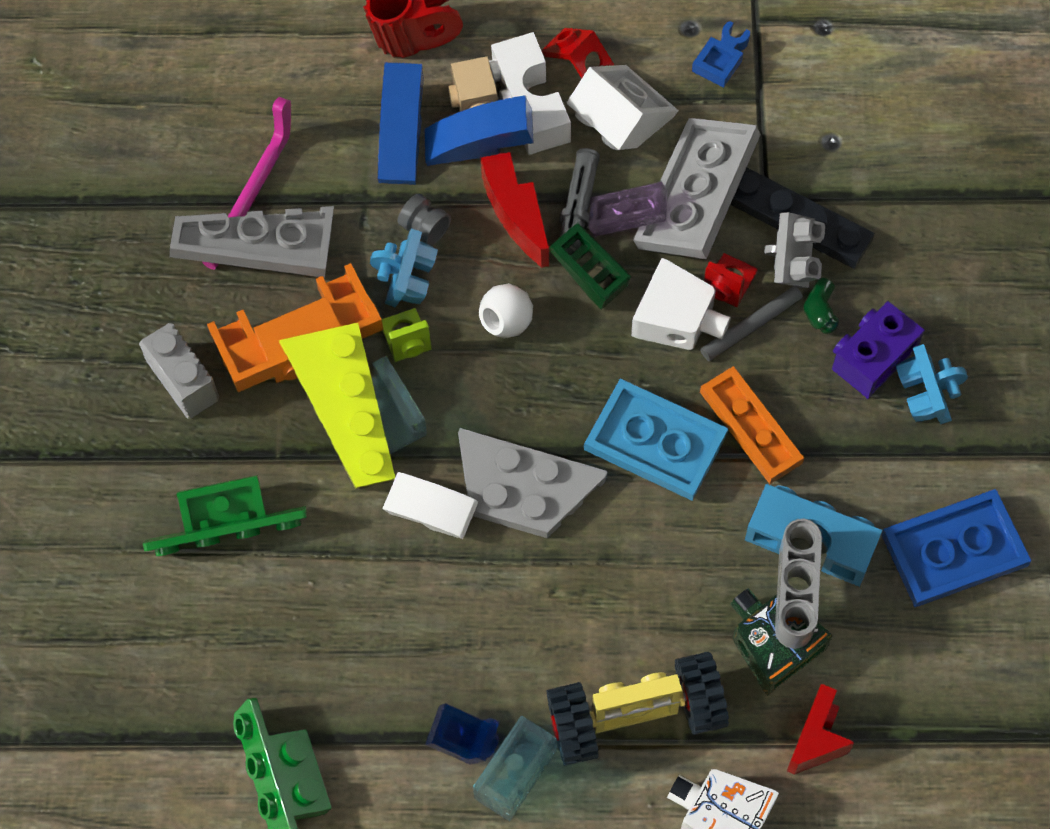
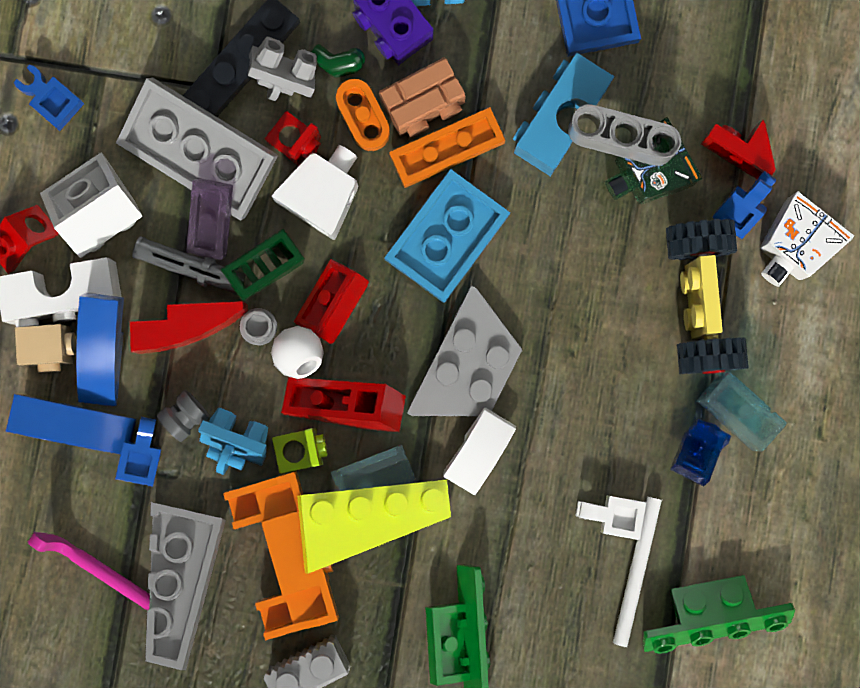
camera: 85 degrees left, 20 degrees up
(321, 692) = (637, 573): none -> white bar
(374, 187) = (139, 459): none -> blue plate
(380, 659) = (618, 516): none -> white plate
(460, 367) = (345, 403): none -> red slope
(527, 274) = (258, 326): none -> light grey plate
(565, 342) = (331, 301): none -> red slope
(748, 740) = (746, 206): none -> blue plate
(751, 323) = (330, 105): dark grey bar -> none
(766, 339) = (363, 116): none -> orange plate
(798, 391) = (423, 98): none -> nougat brick

